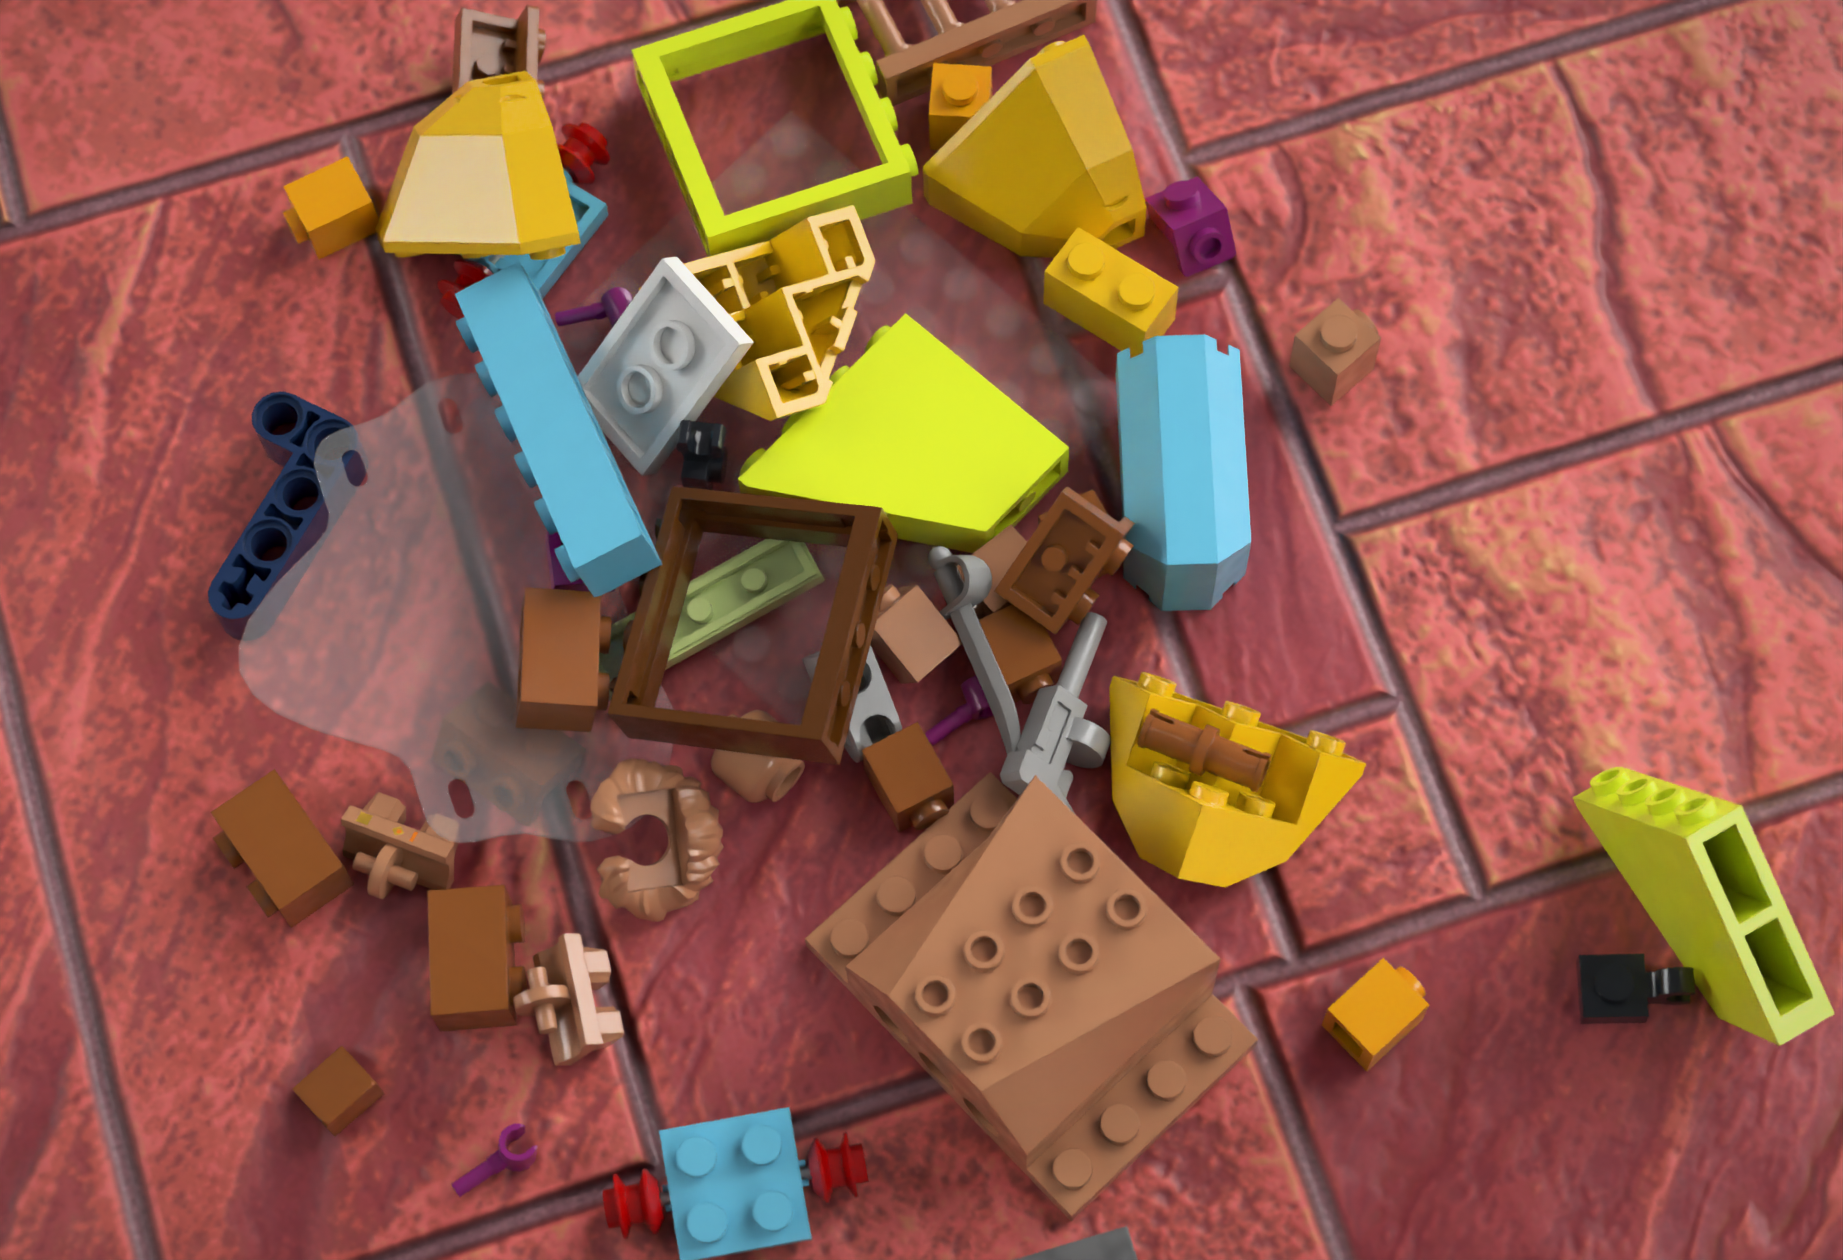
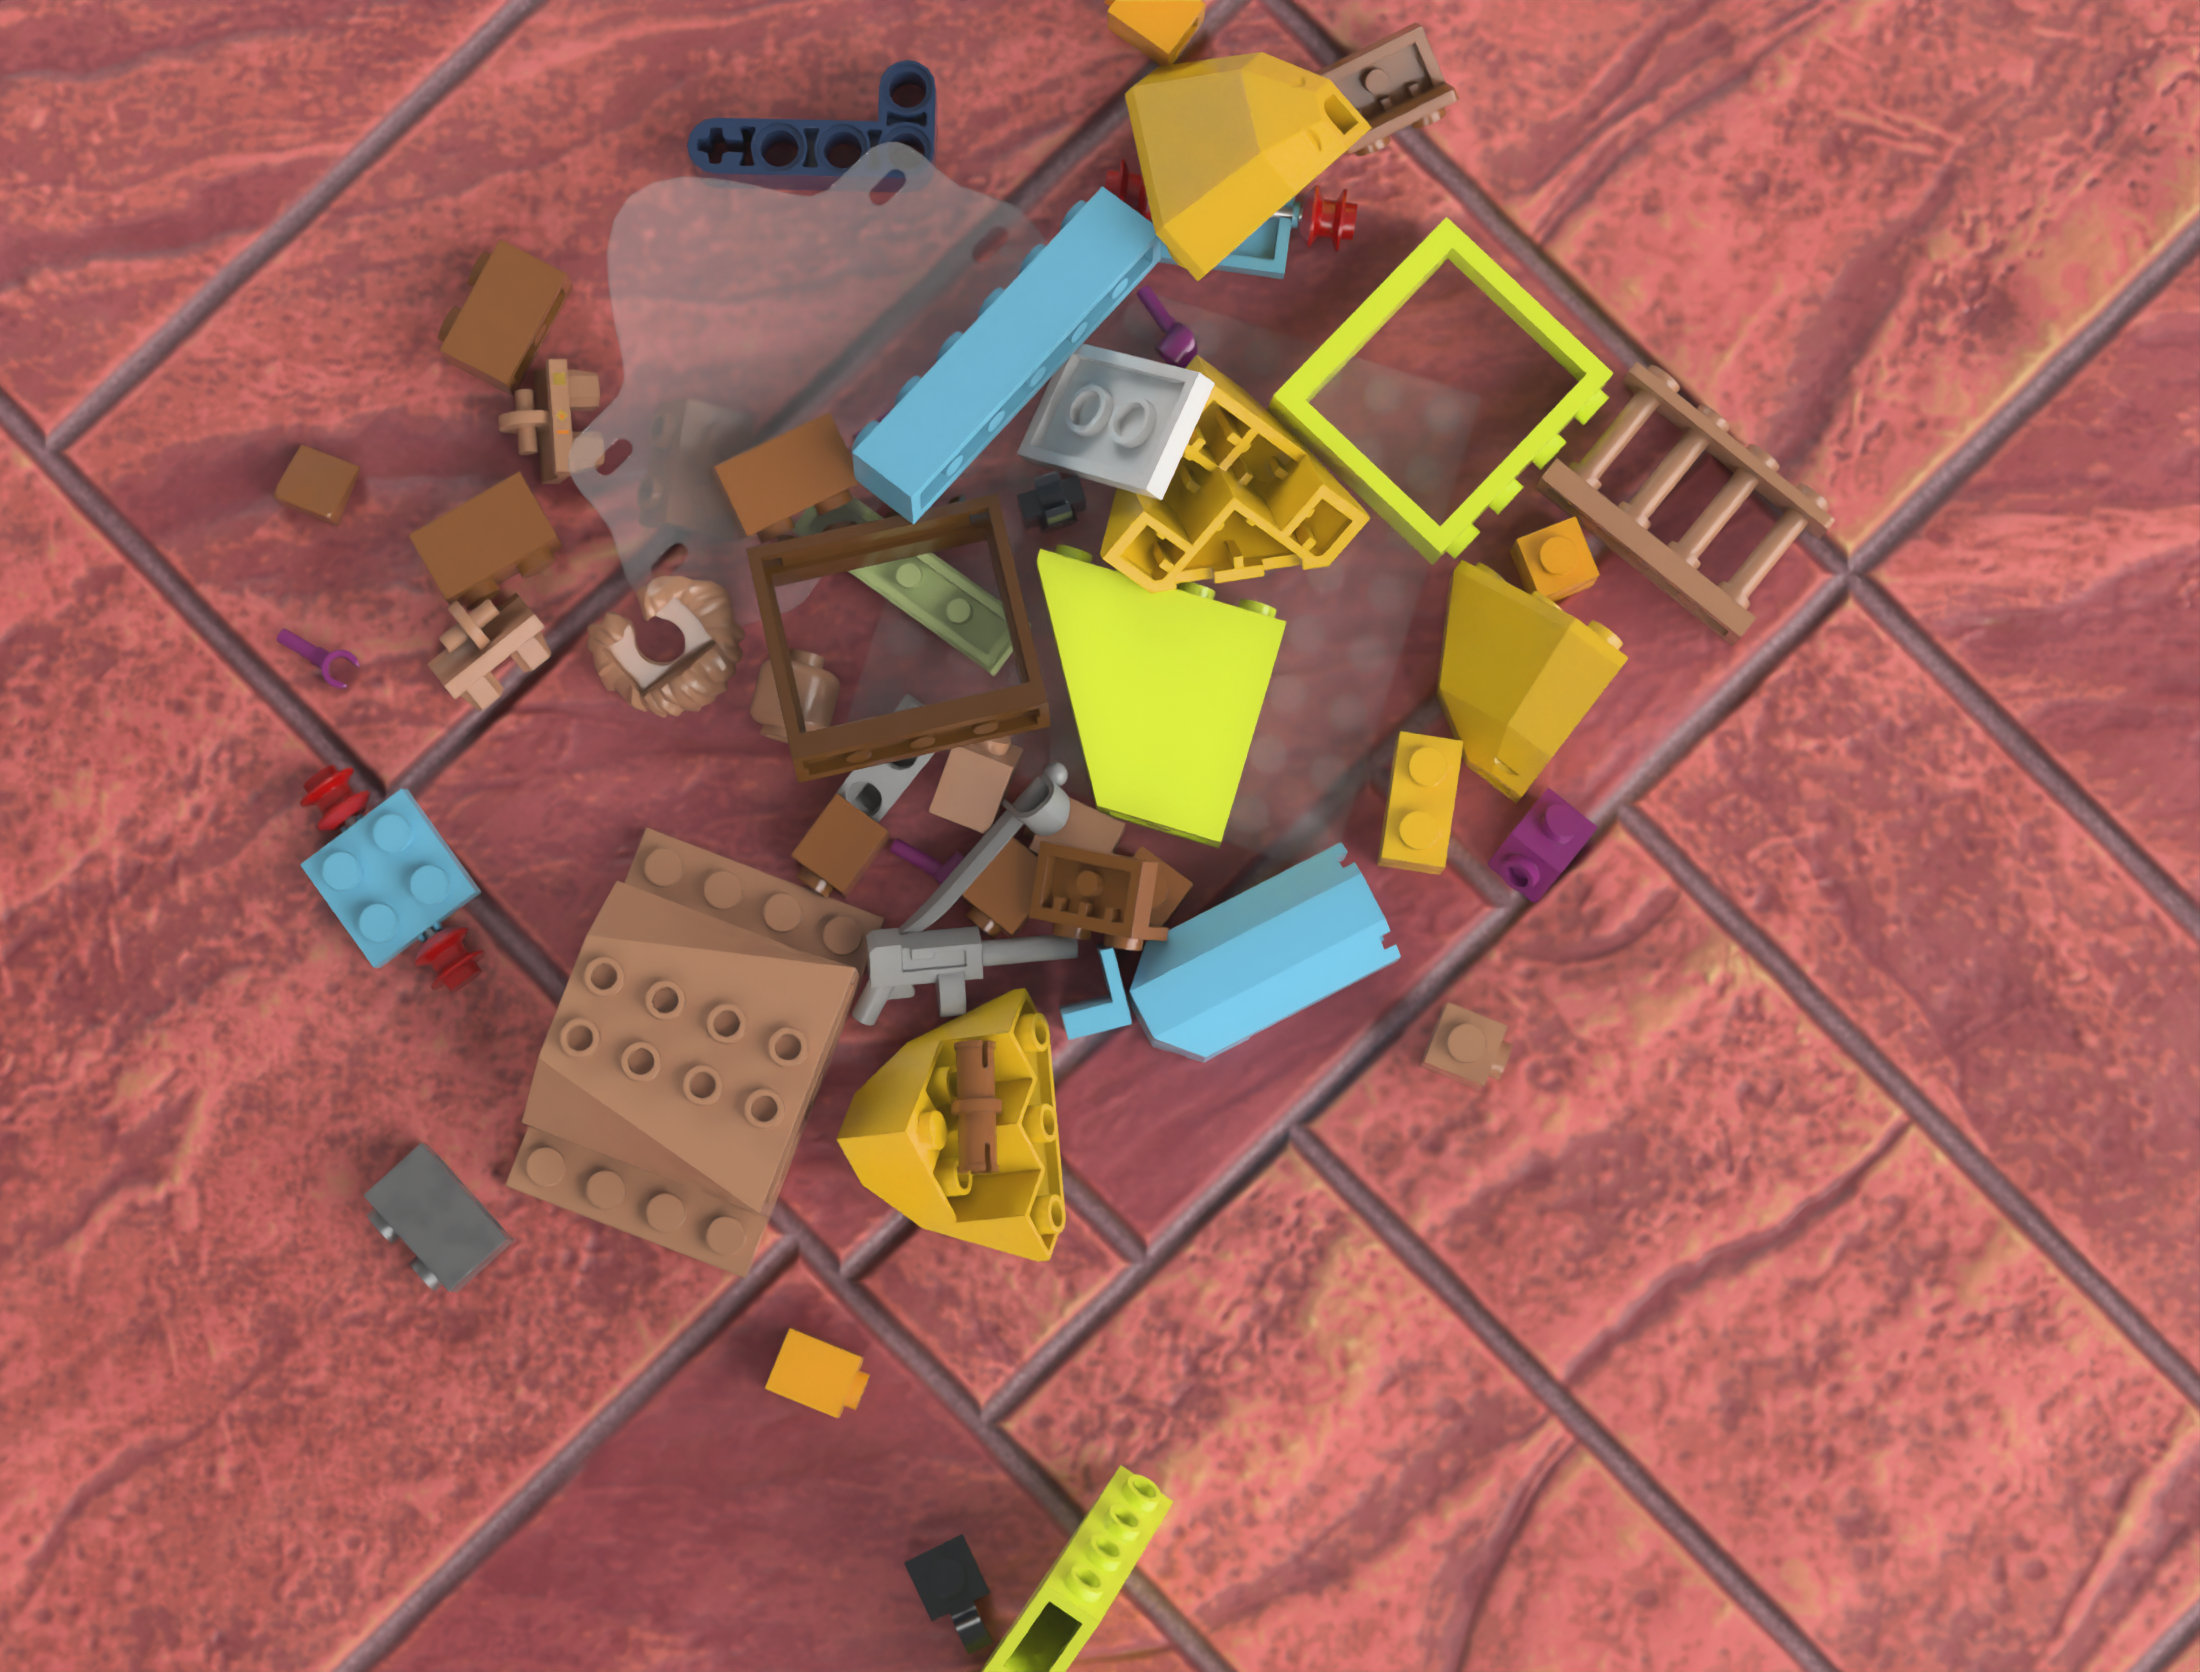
camera: 60 degrees right, 15 degrees up
(1155, 598) = (1103, 1011): none -> medium azure panel

